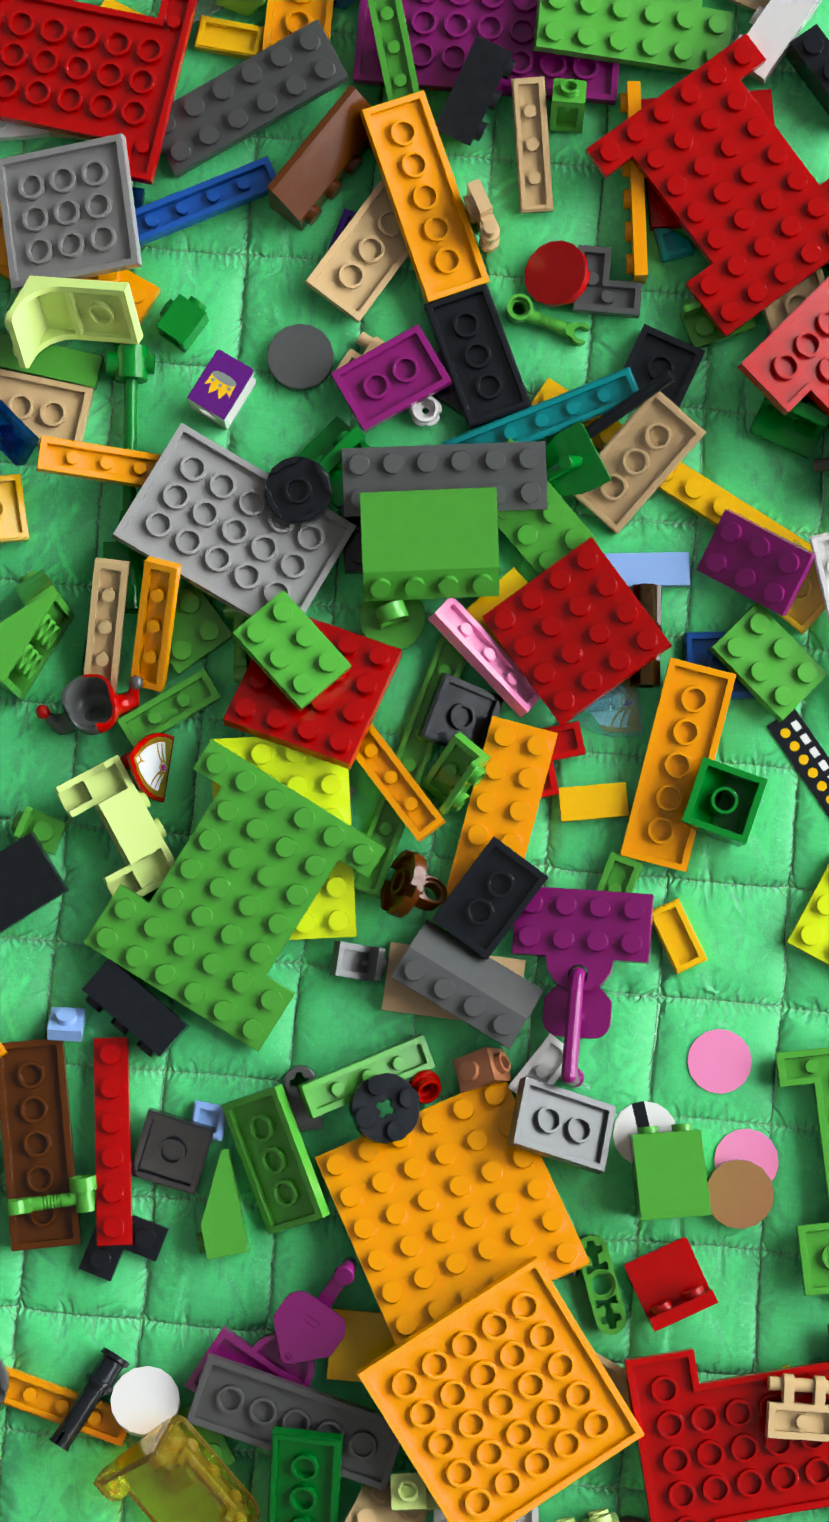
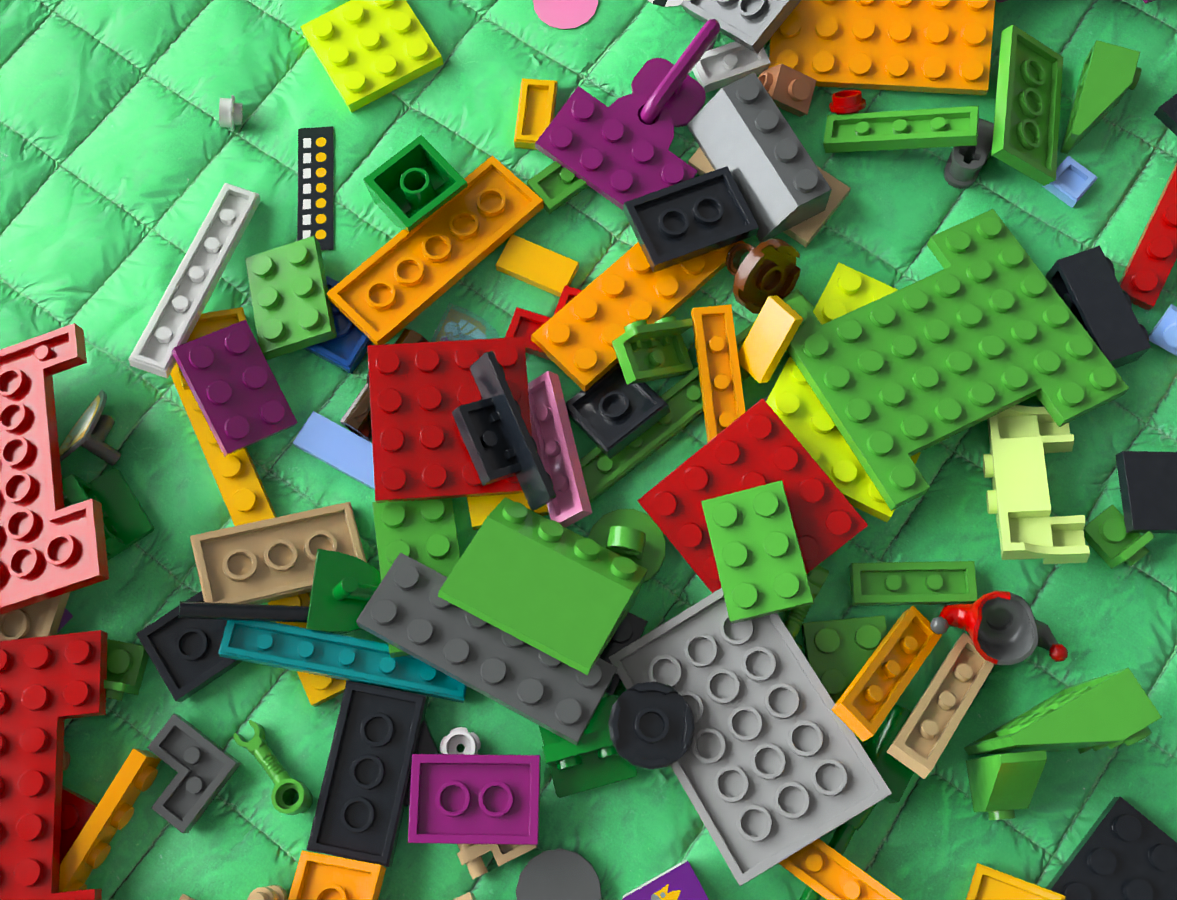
camera: 145 degrees left, 10 degrees down
(151, 764) = (969, 529): shield -> none
(172, 1151) = (1121, 170): black tile -> none
(358, 961) = (849, 239): dark grey bracket -> none
(367, 1117) = (897, 69): black plate -> none
(372, 825) = (769, 339): none -> yellow tile
(528, 629) = (499, 436): none -> black bracket
(557, 274) = (226, 814): red tile -> none
(672, 245) = (91, 775): teal tile -> none

